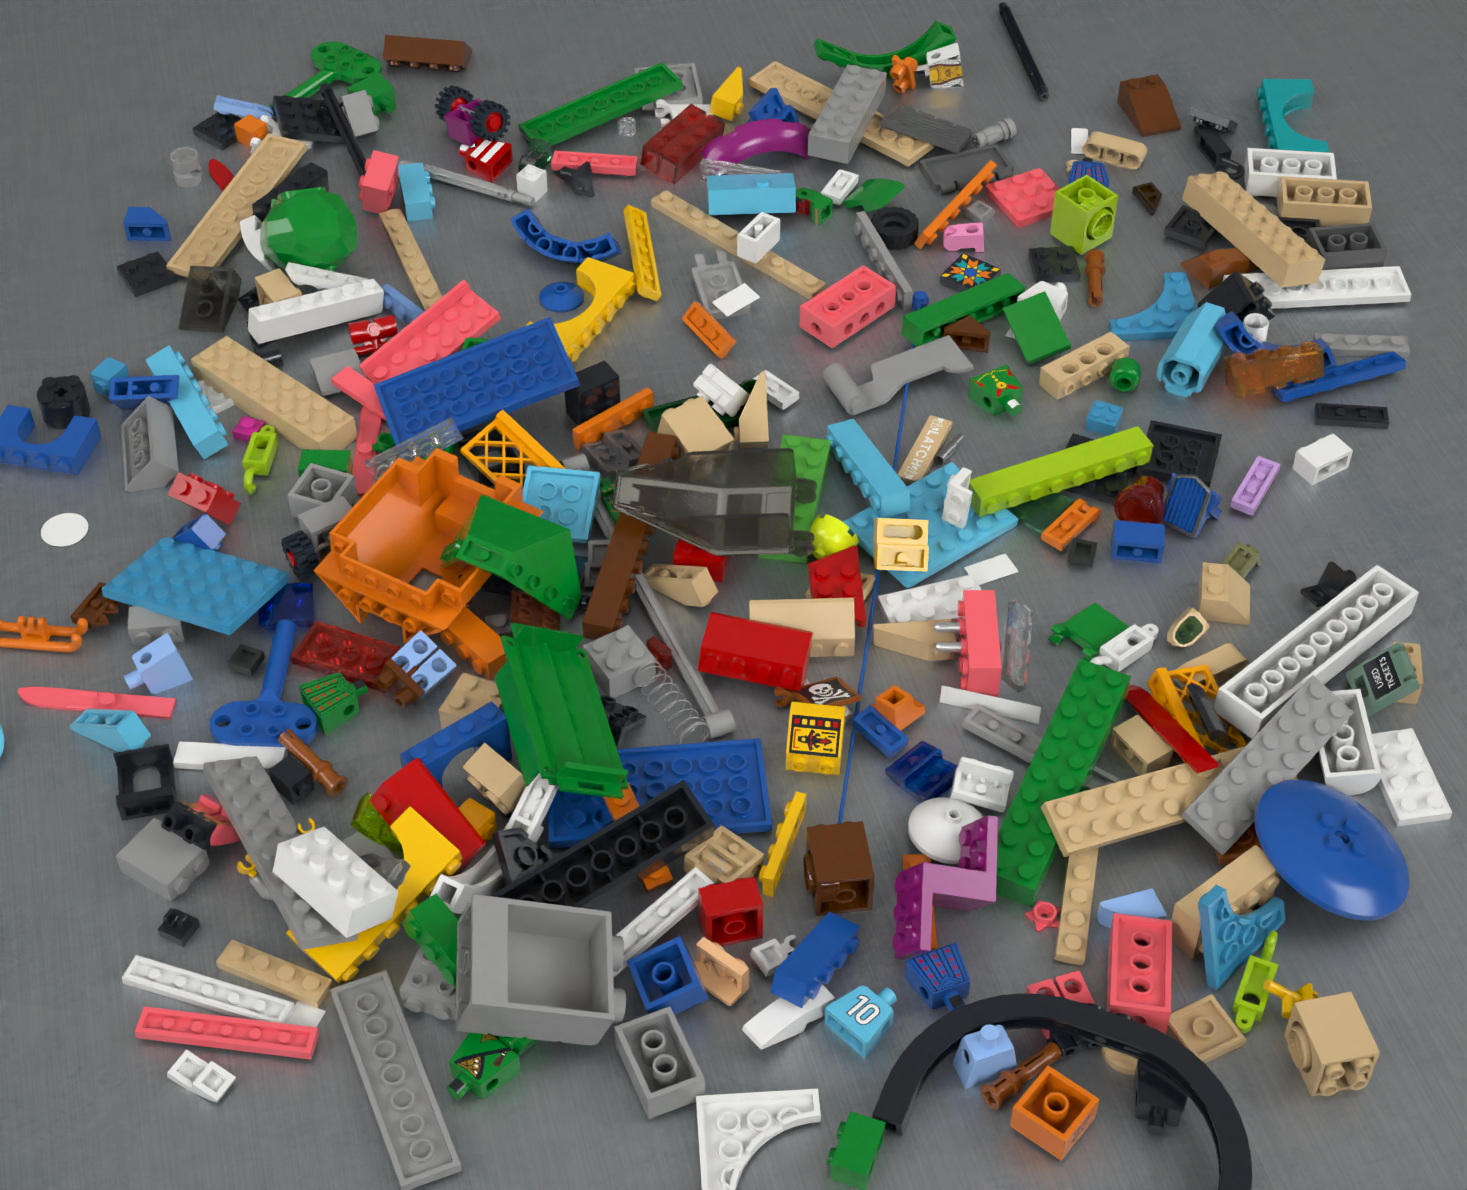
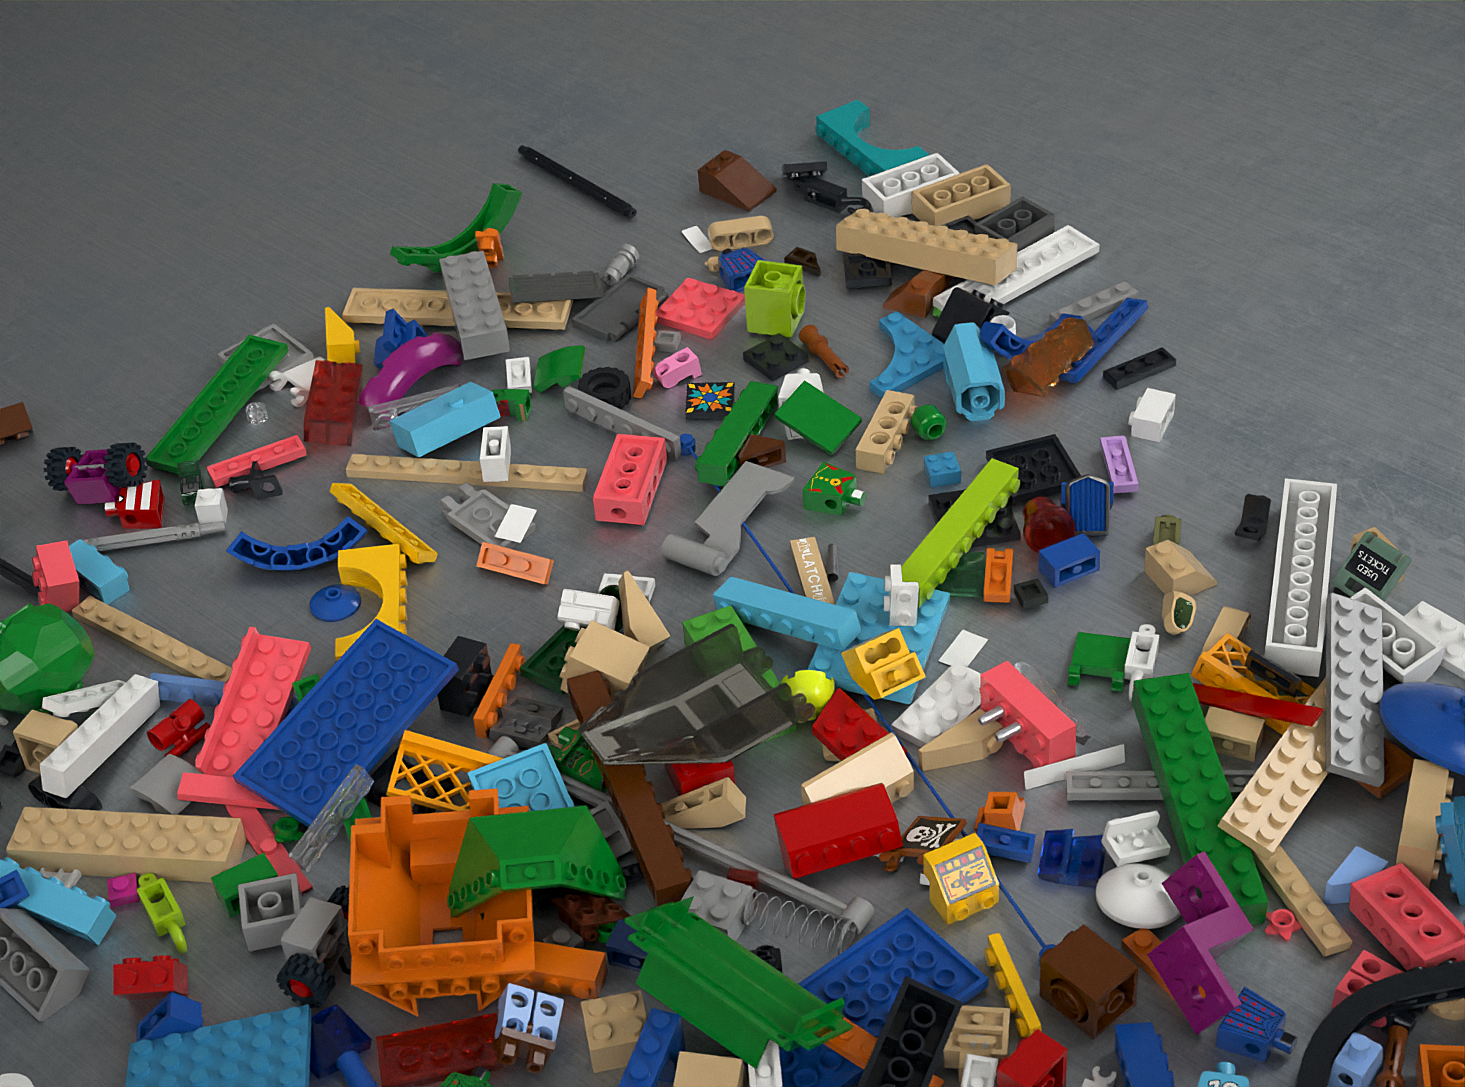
camera: 30 degrees left, 5 degrees down
(943, 67) = (522, 225): torso -> none

